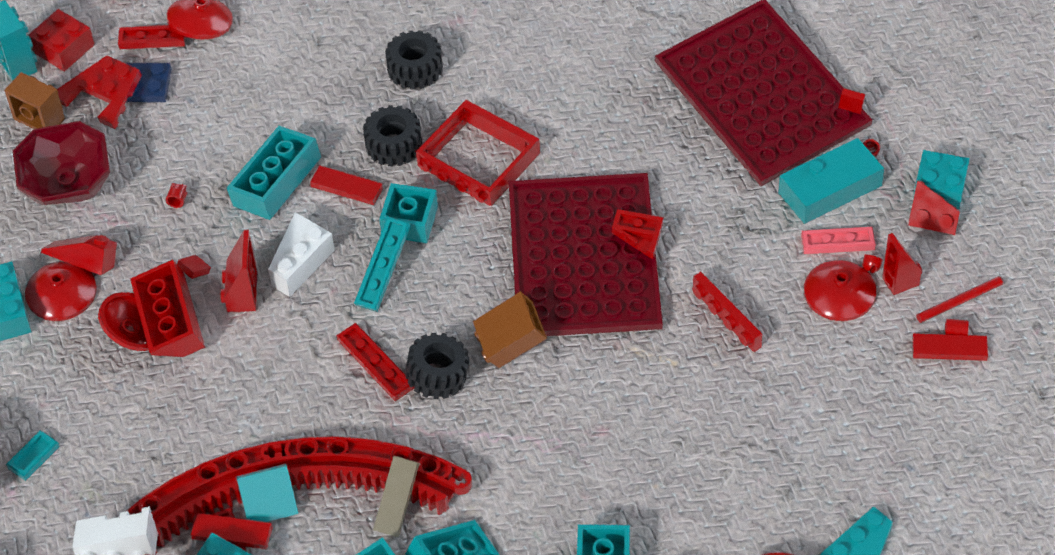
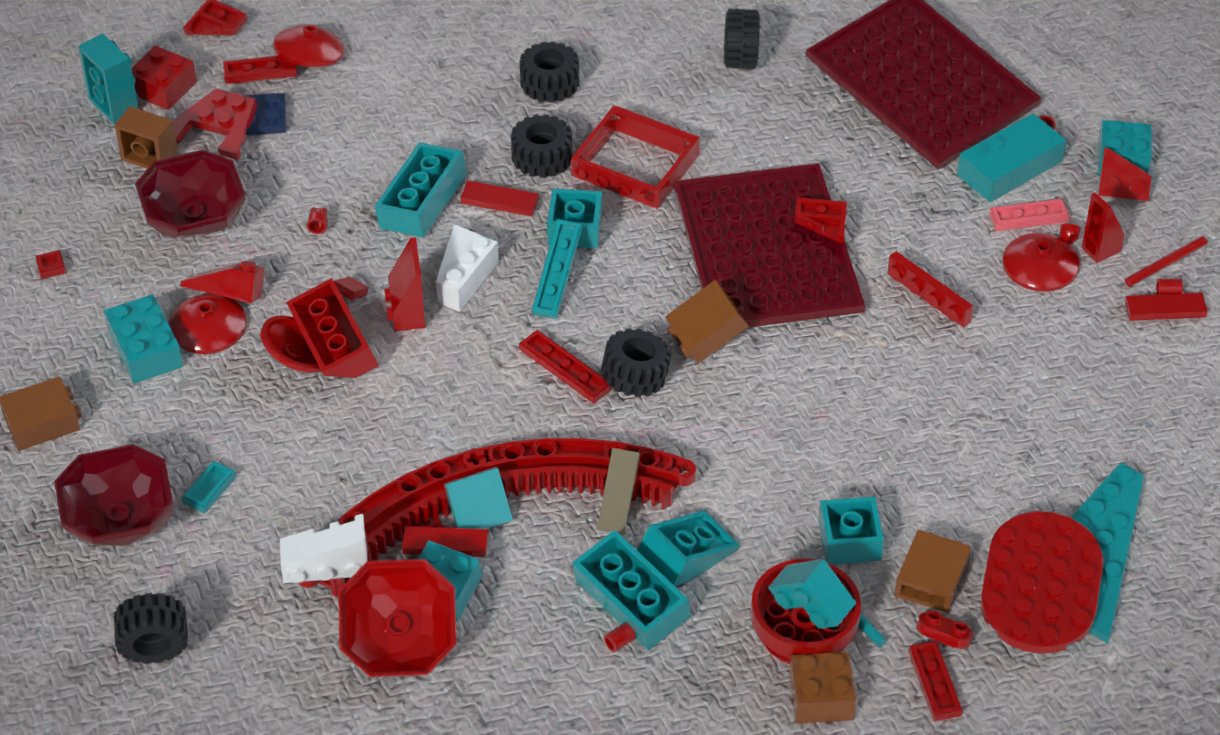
camera: 10 degrees left, 5 degrees down
(596, 39) = (741, 38): none -> black tyre
(851, 101) = (1019, 79): red tile -> none

